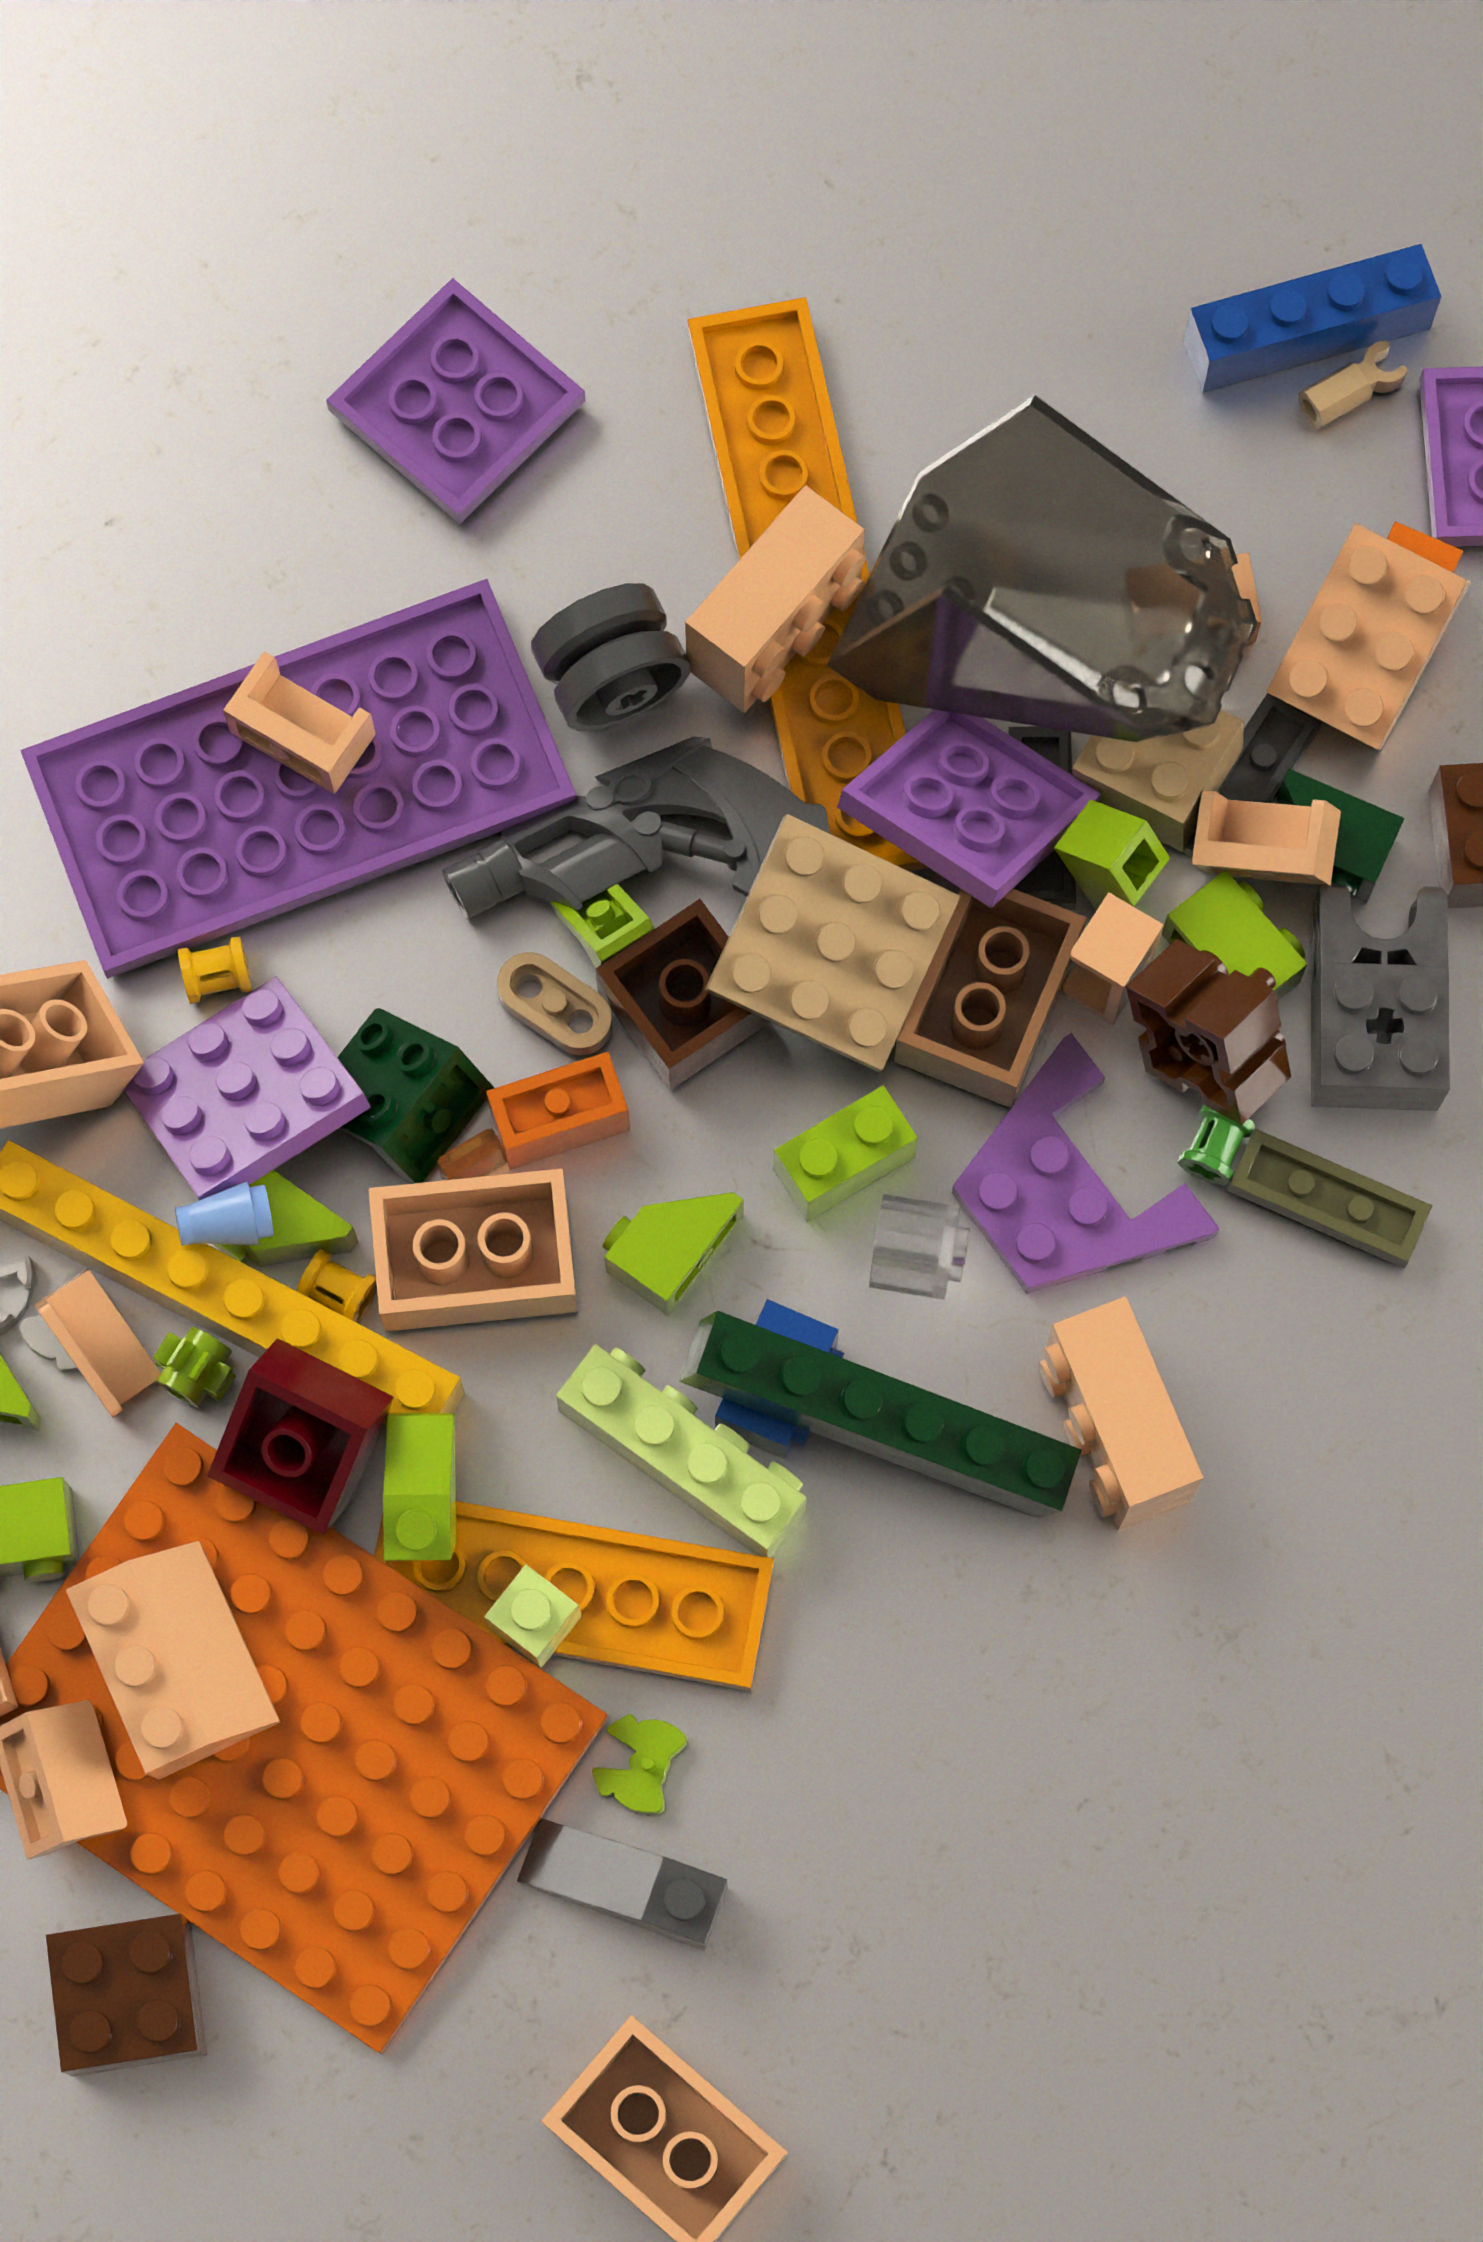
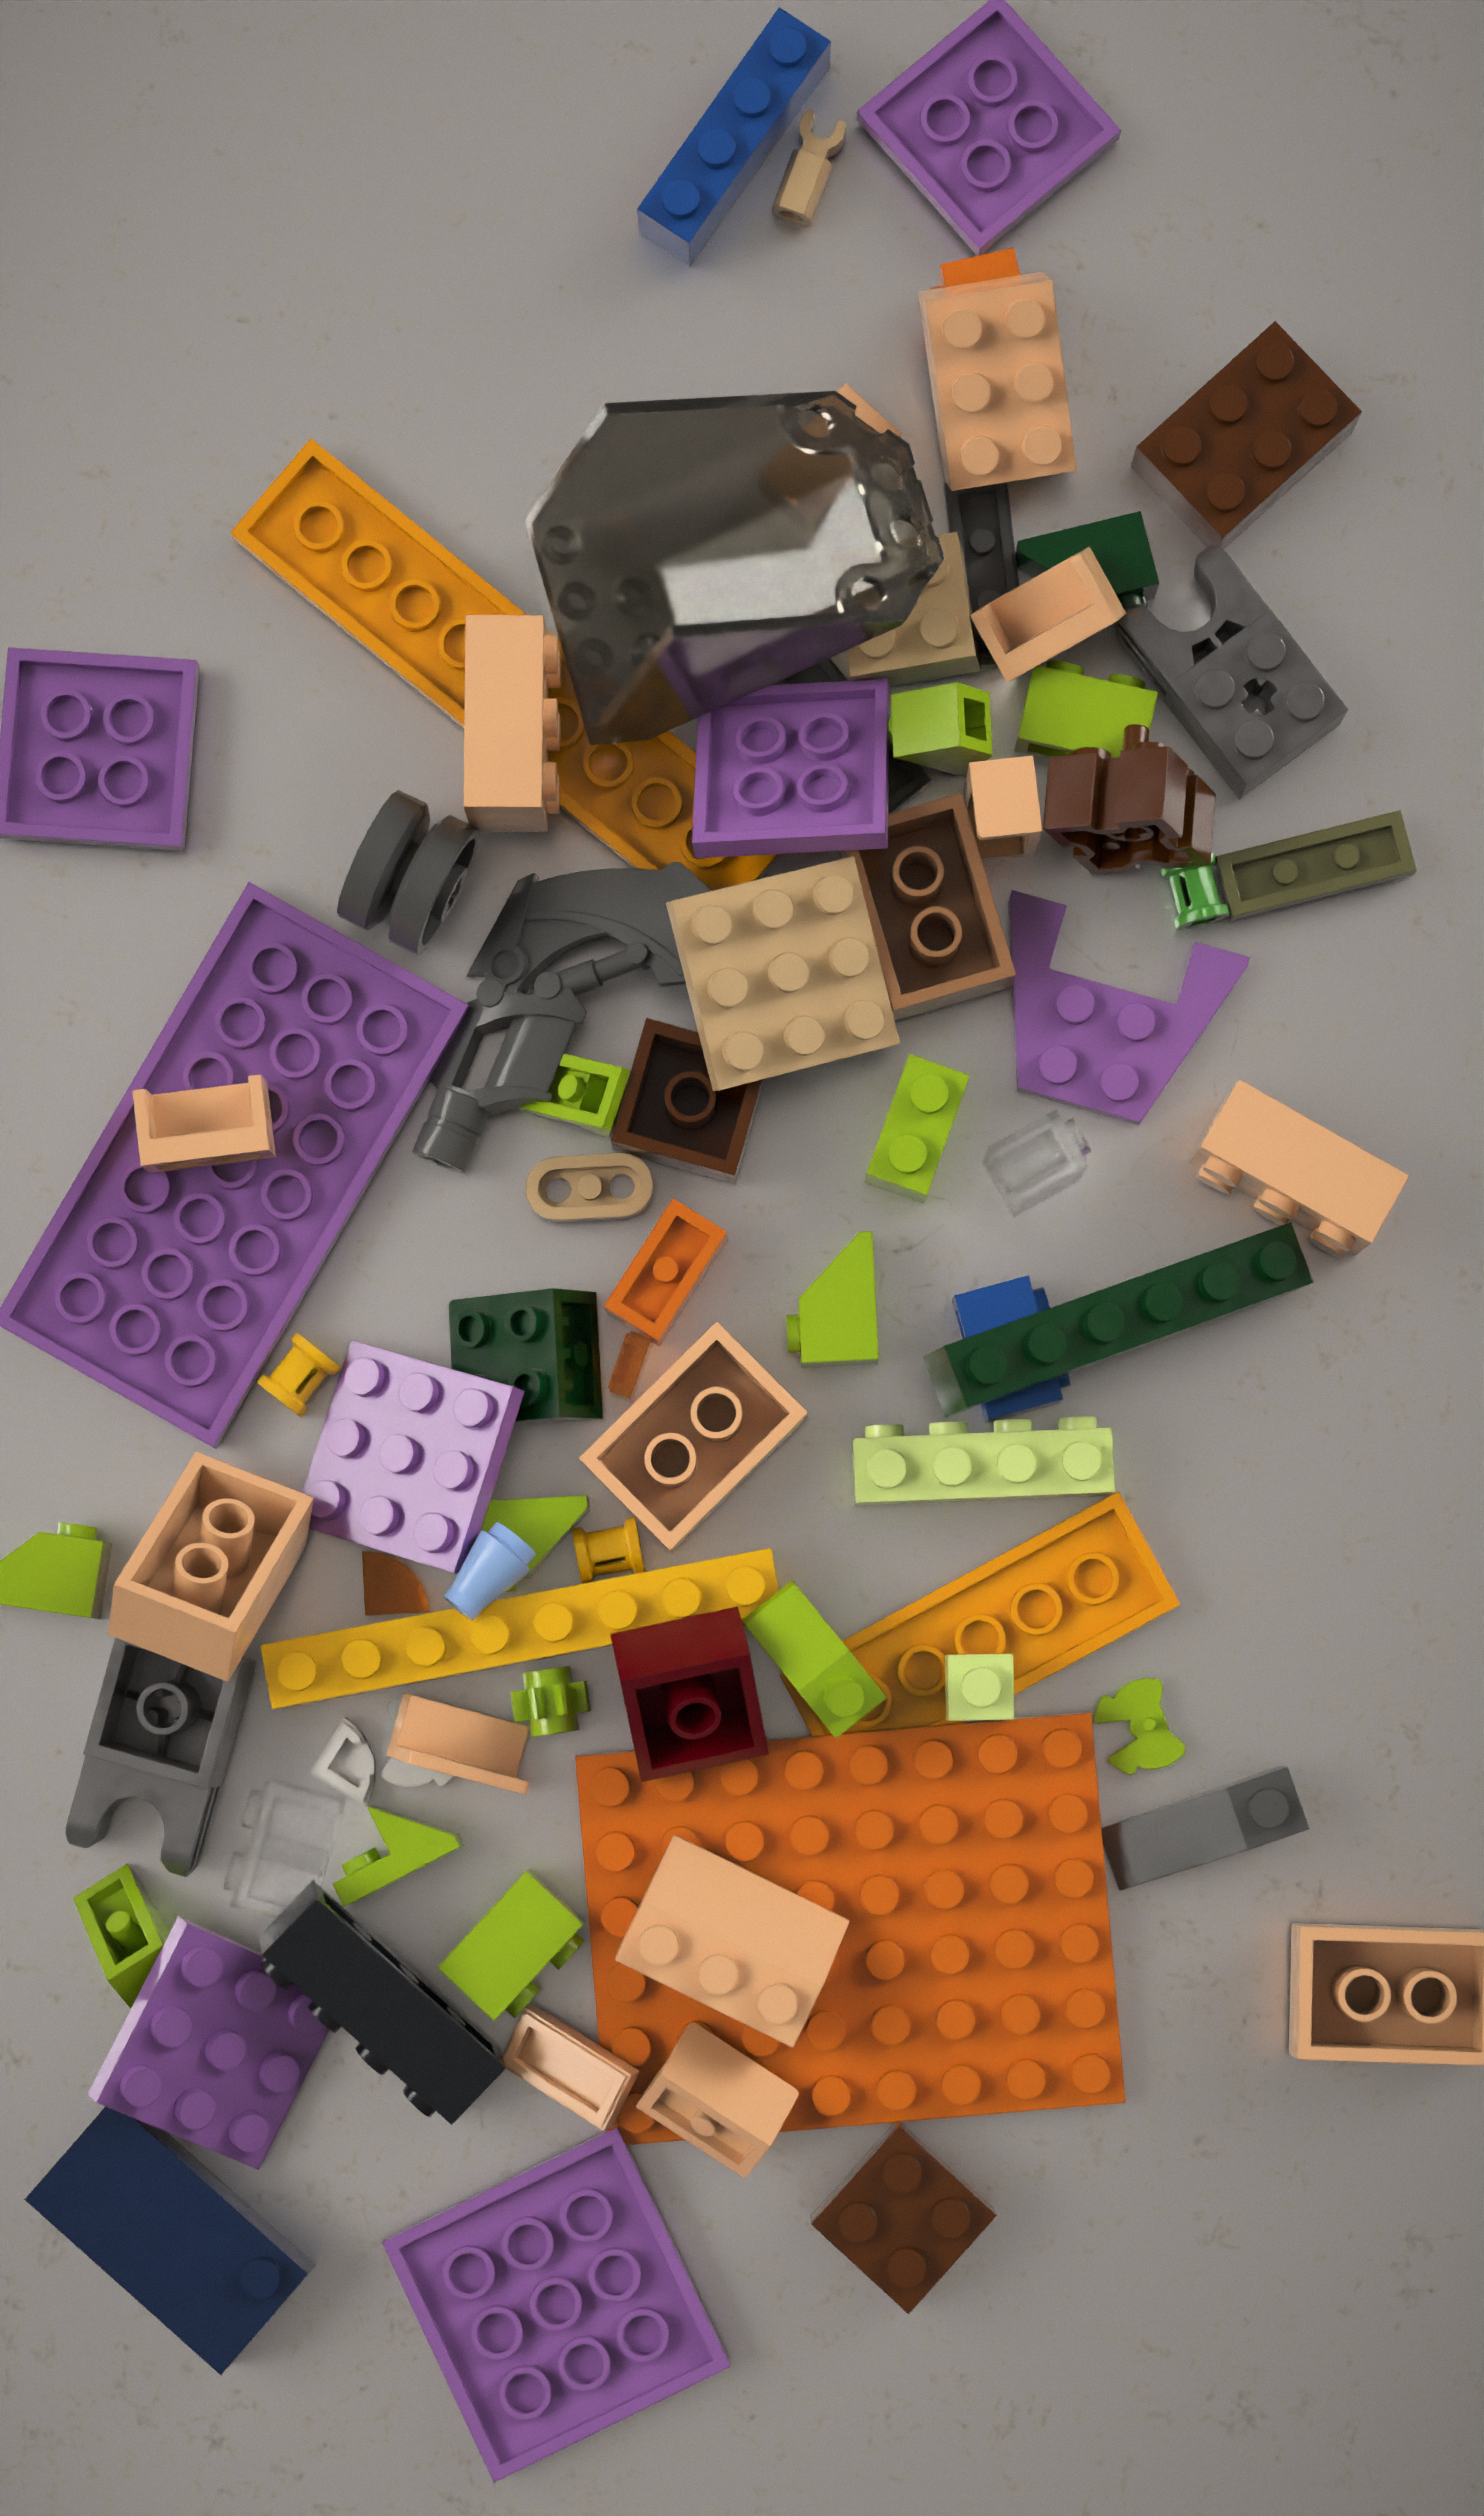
camera: 35 degrees left, 10 degrees up
(149, 1184) = (391, 1587): none -> clear orange tile

